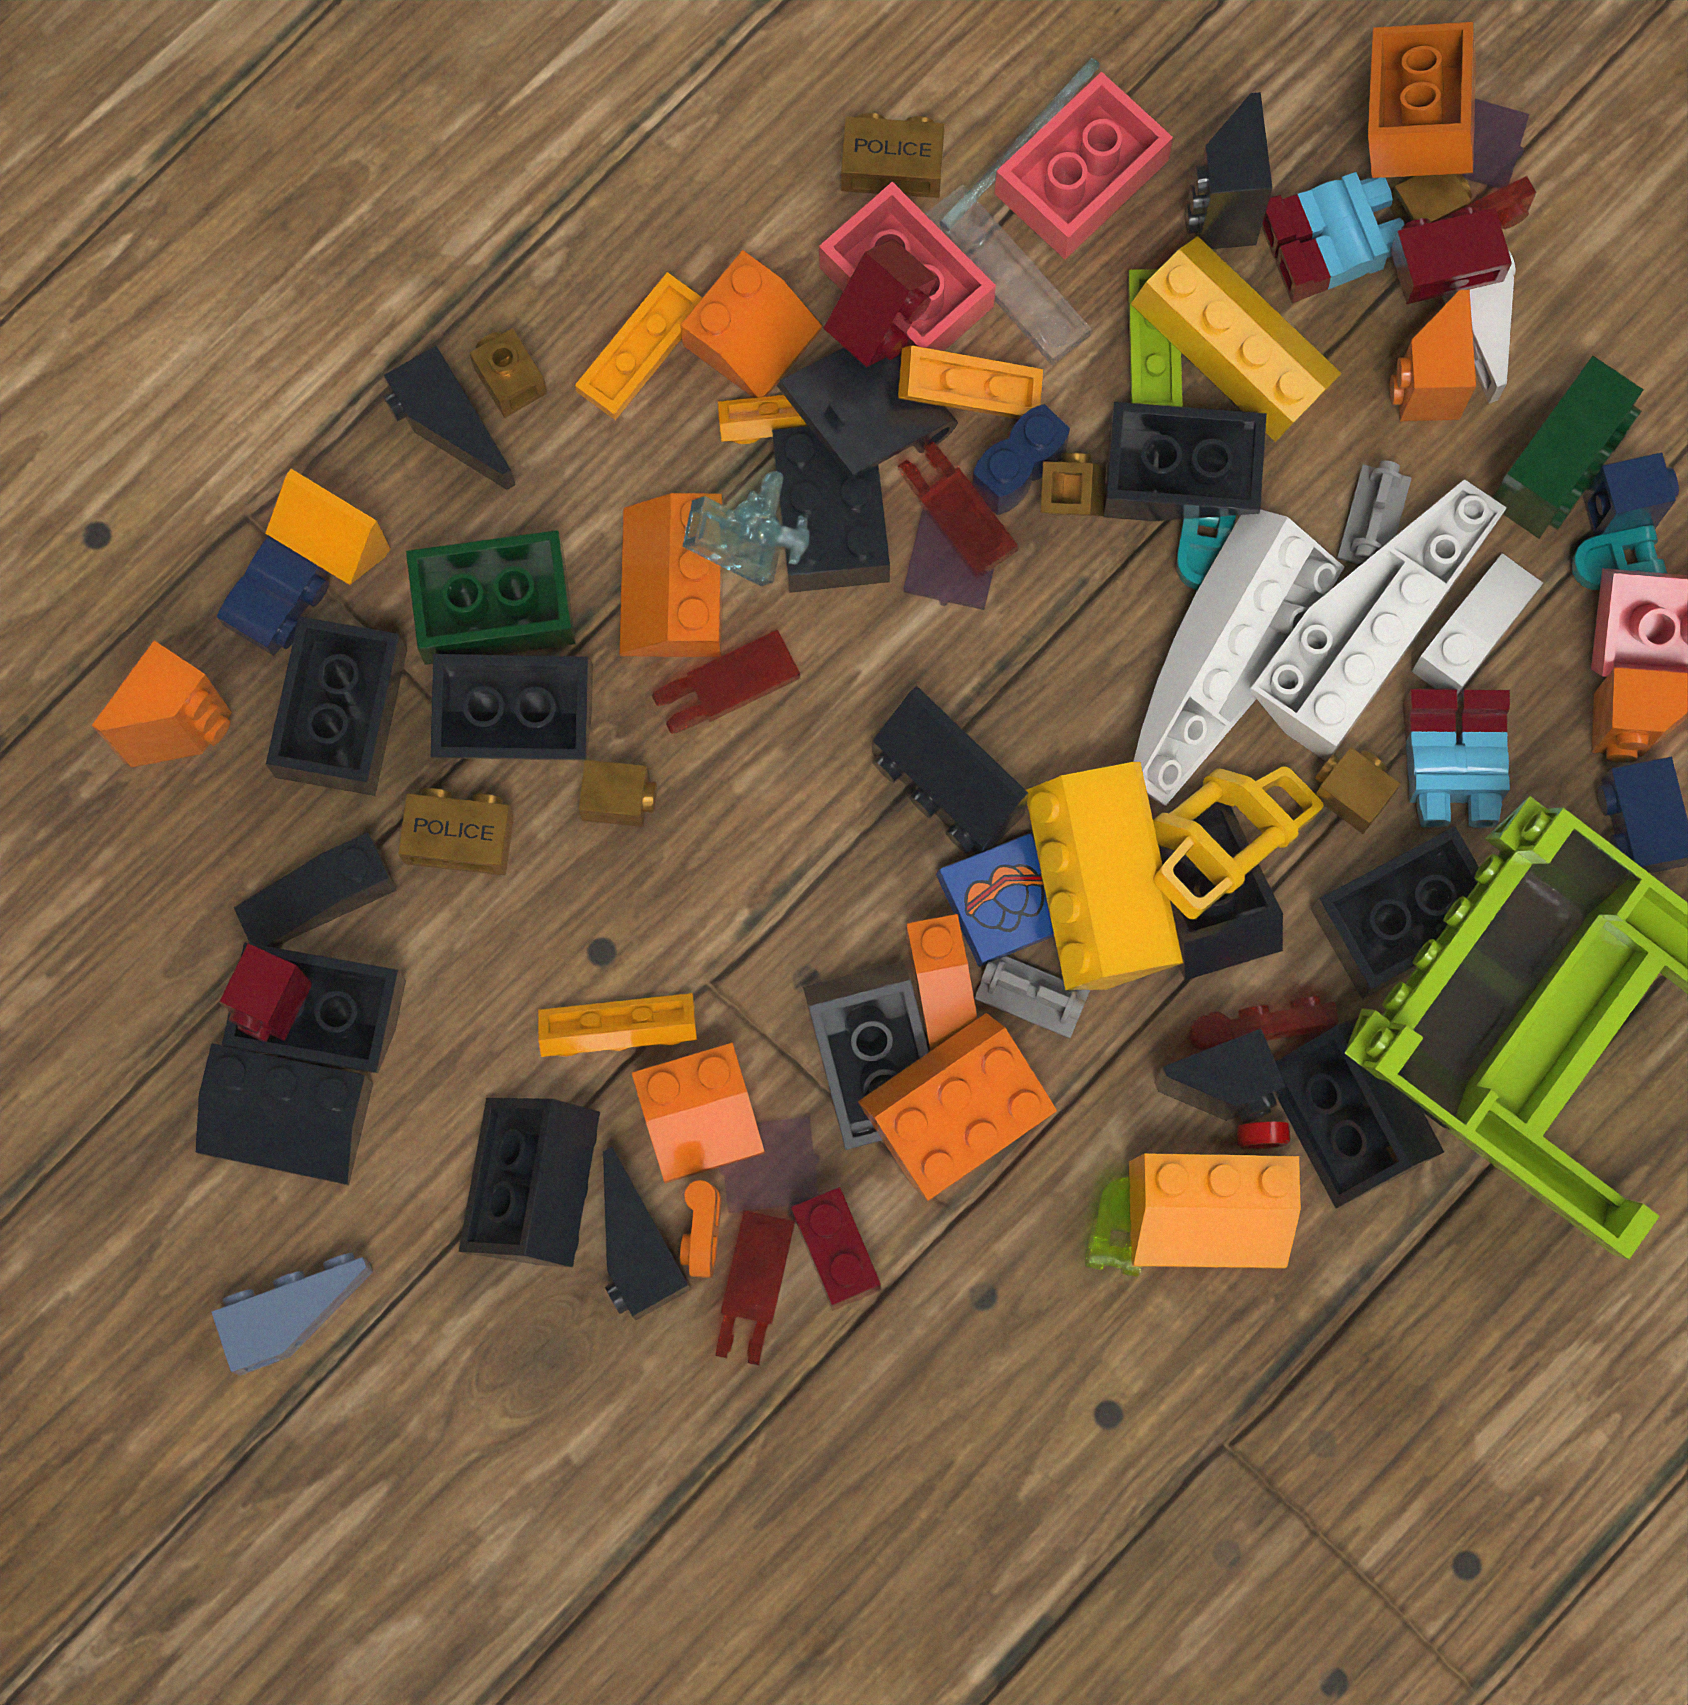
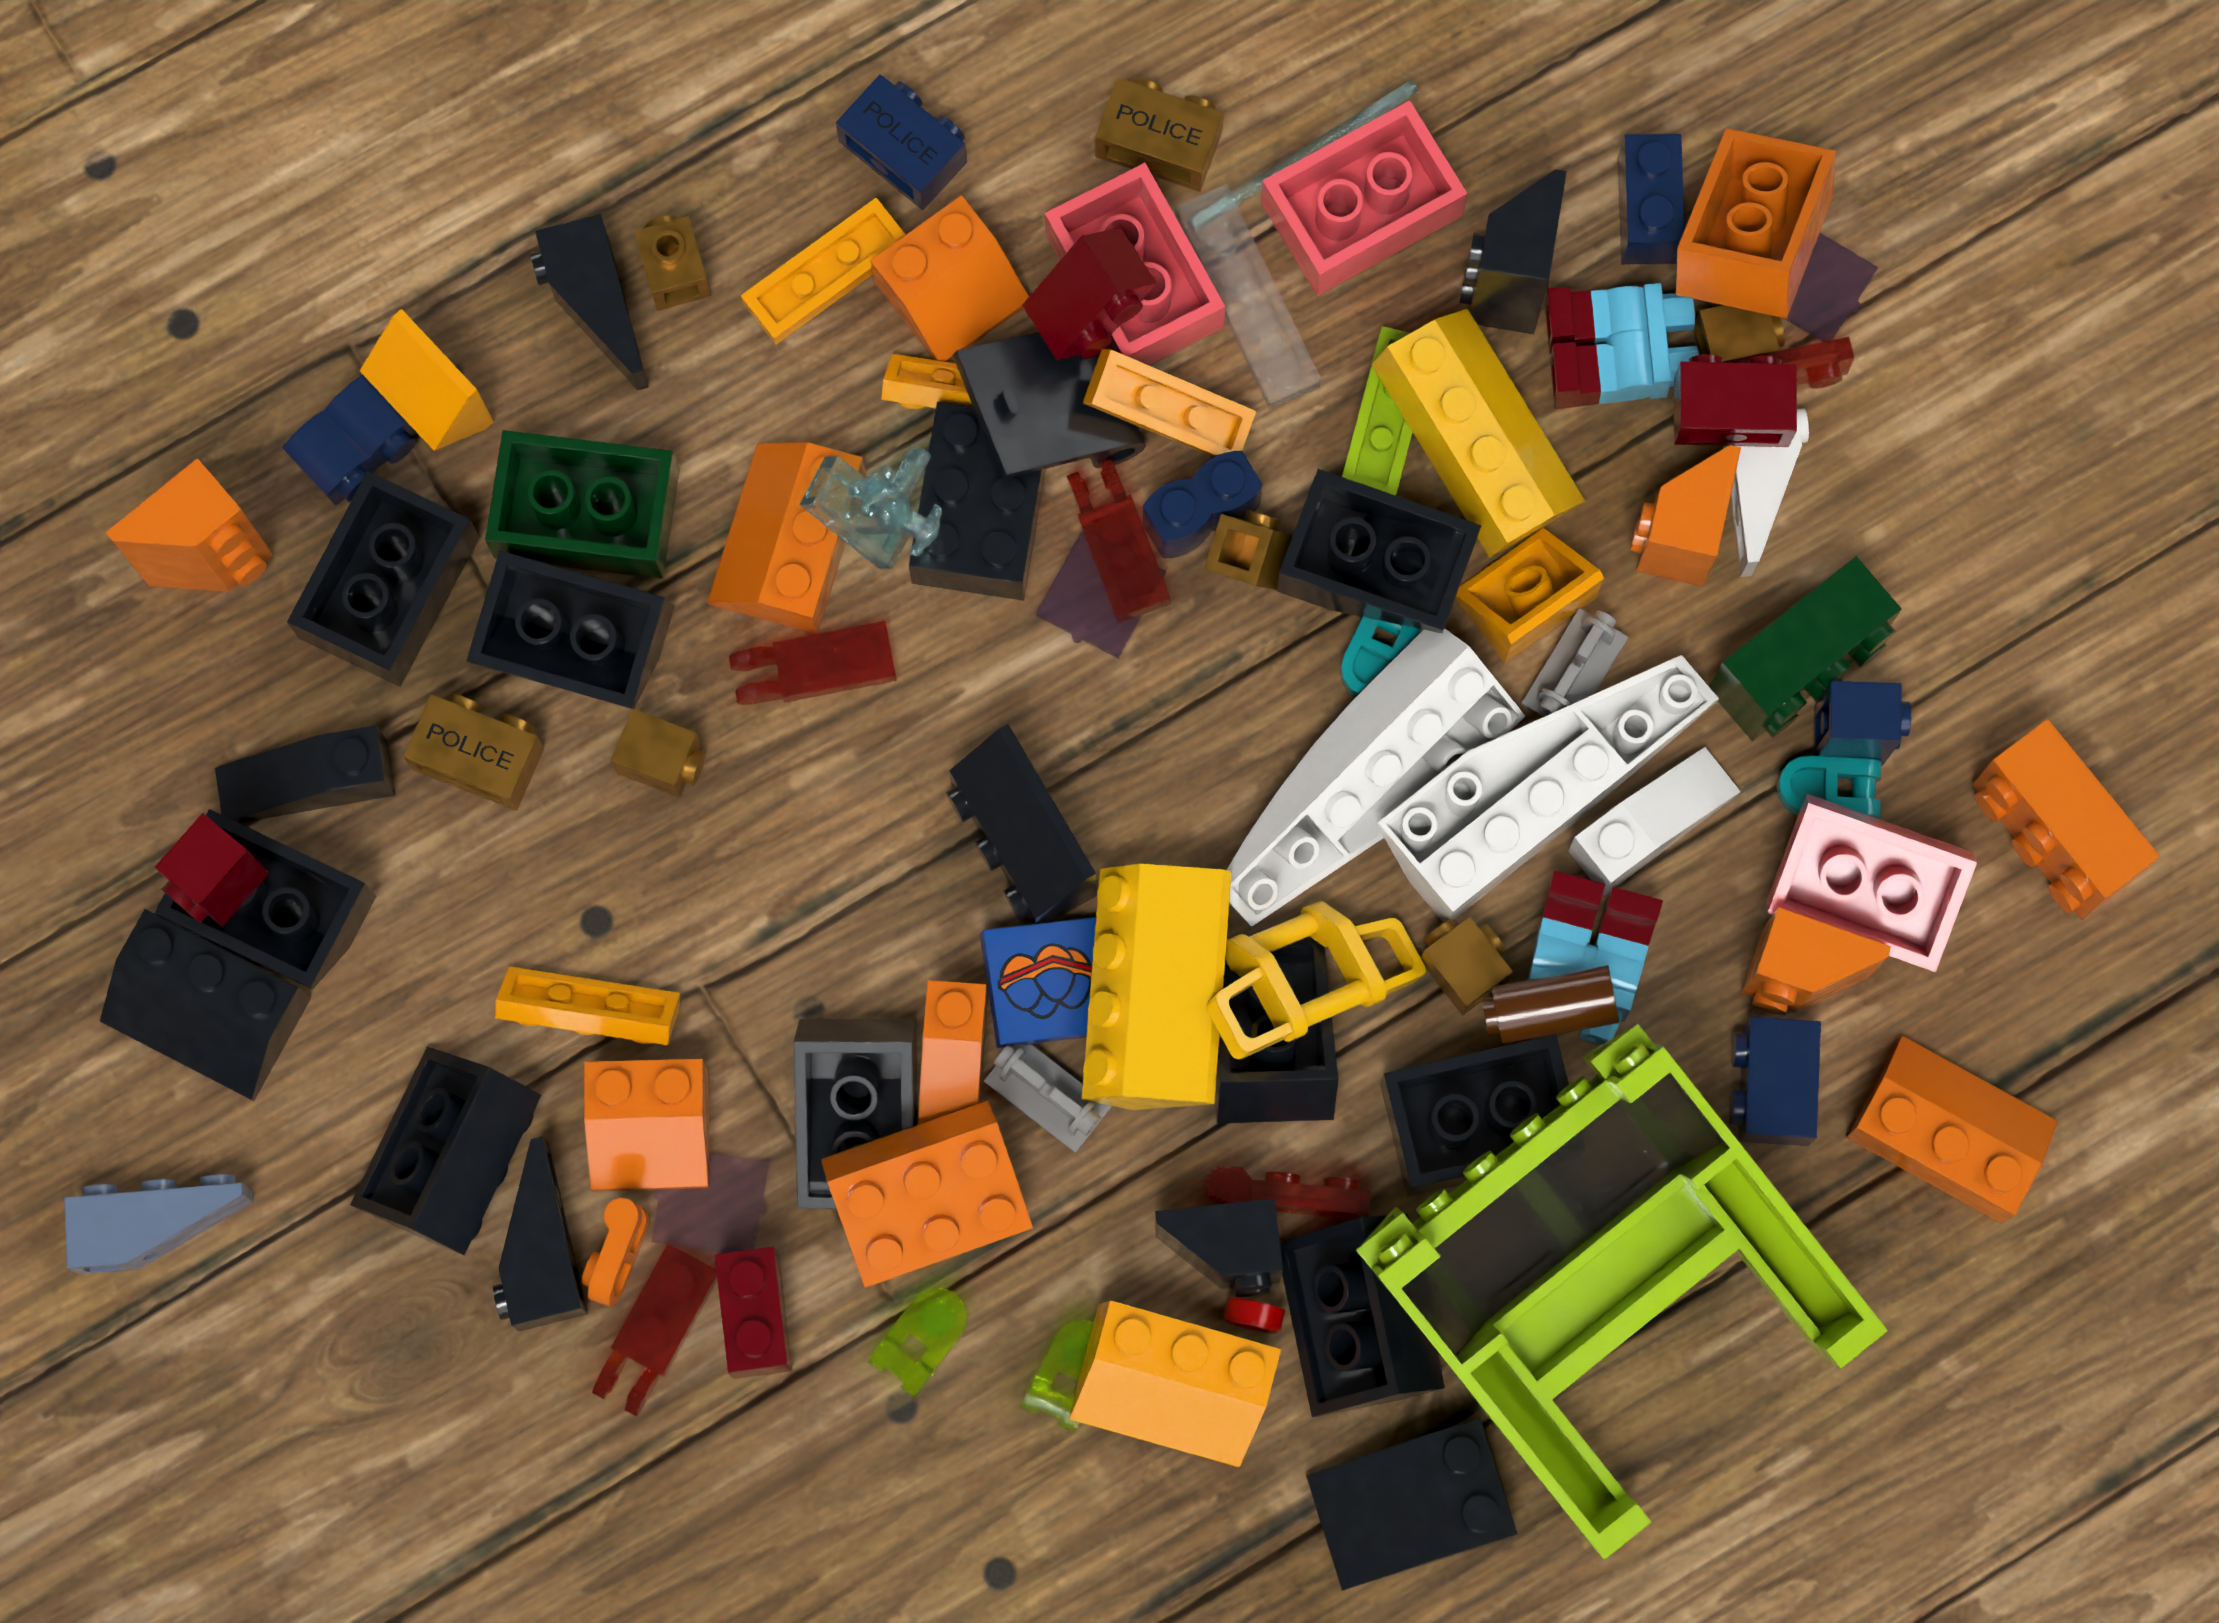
camera: 15 degrees right, 0 degrees up
(675, 218) = (902, 140): none -> dark blue brick
(991, 1213) = (937, 1322): none -> clear neon green plate
(1318, 461) = (1529, 593): none -> light orange slope
(1325, 104) = (1650, 198): none -> dark blue brick
(1444, 1259) = (1411, 1504): none -> black slope
(1445, 802) = (1551, 1005): none -> reddish brown brick

